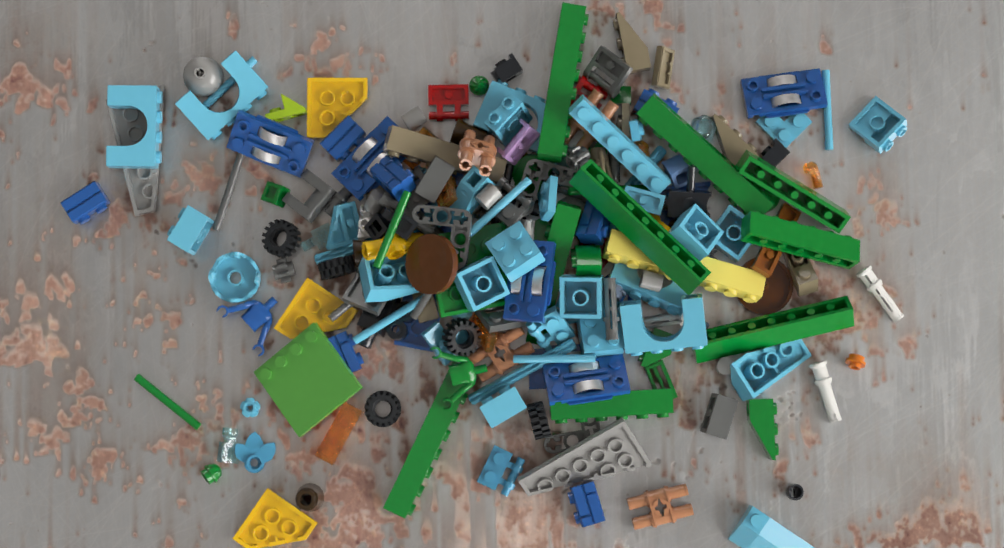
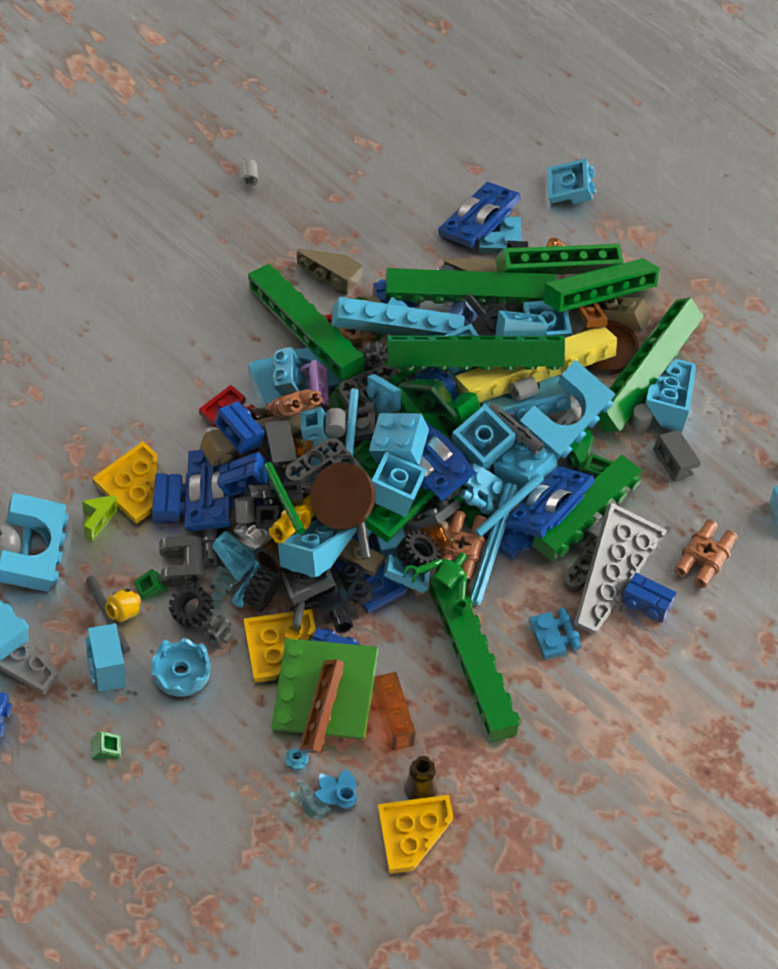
camera: 45 degrees left, 30 degrees down
(142, 289) = (105, 745): none -> green slope
(167, 401) = (219, 815): green bar -> none
(211, 473) = (316, 836): green plate -> none
(238, 197) = (123, 605): none -> yellow head
(255, 317) = (229, 686): blue piece -> none
(270, 143) = (109, 546): blue piece -> none
(288, 394) = (321, 706): none -> dark orange plate
(370, 408) = (414, 654): black tyre -> none
(386, 321) = (346, 585): medium azure bar -> none
(418, 143) = (239, 427): none -> blue brick
(479, 85) = (240, 381): green plate -> none
(503, 406) = (505, 577): medium azure brick -> none
(507, 69) = (252, 350): black brick -> none
(538, 420) = (545, 565): black tyre -> none
(569, 237) = (430, 397): none -> dark green slope
(612, 67) = (330, 286): dark grey plate -> none
(663, 67) = (369, 262): dark tan plate -> none
(761, 419) = (715, 434): green slope -> none
(823, 380) = (725, 372): white pin -> none
(827, 111) = (530, 209): medium azure bar -> none
(855, 361) = (732, 340): orange plate -> none
(875, 286) = (688, 283): white pin -> none

